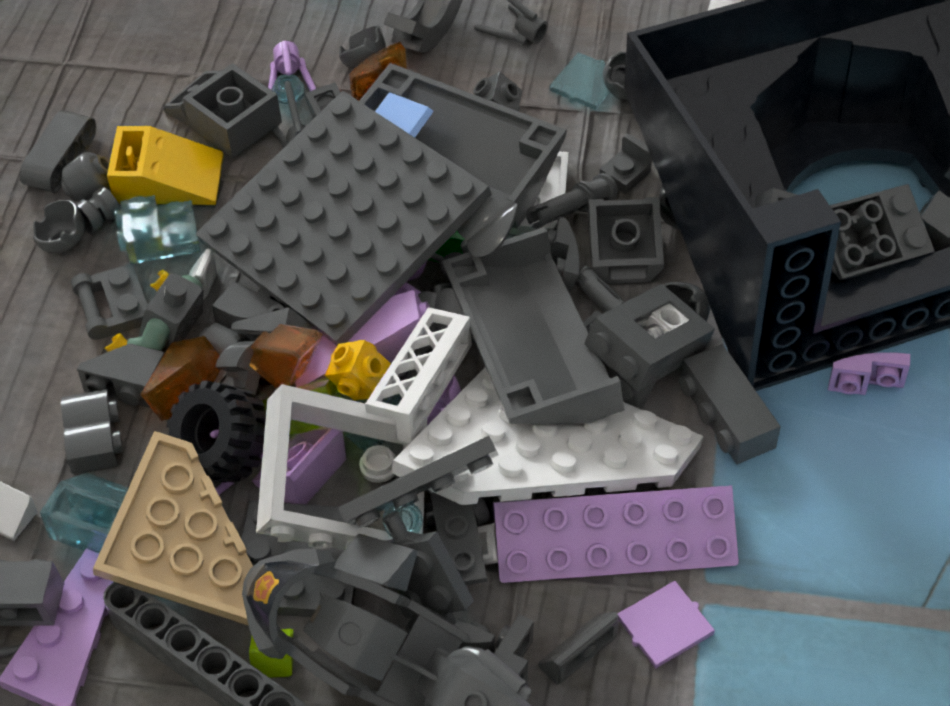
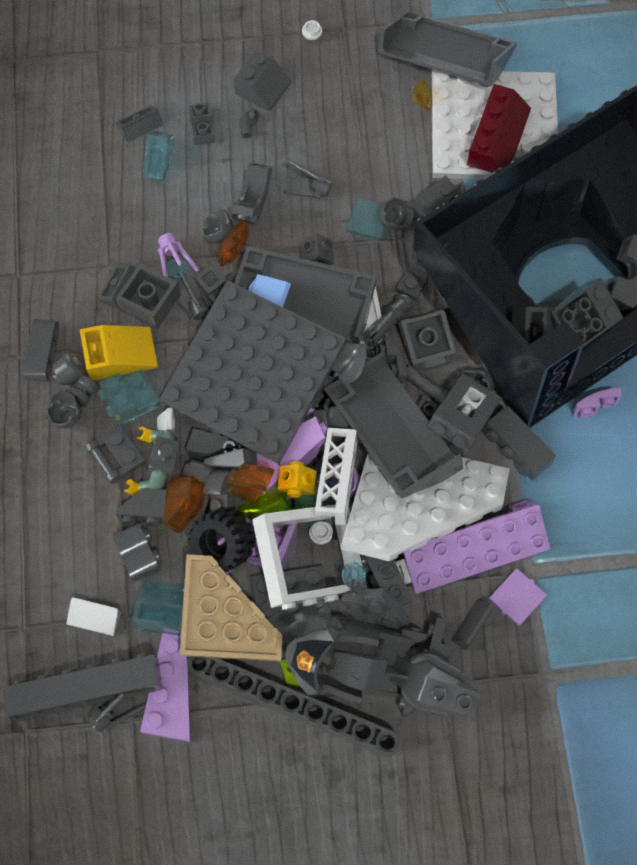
camera: 15 degrees left, 15 degrees up
(378, 561) = (350, 611): dark grey slope -> none
(404, 490) = (356, 565): dark grey plate -> none

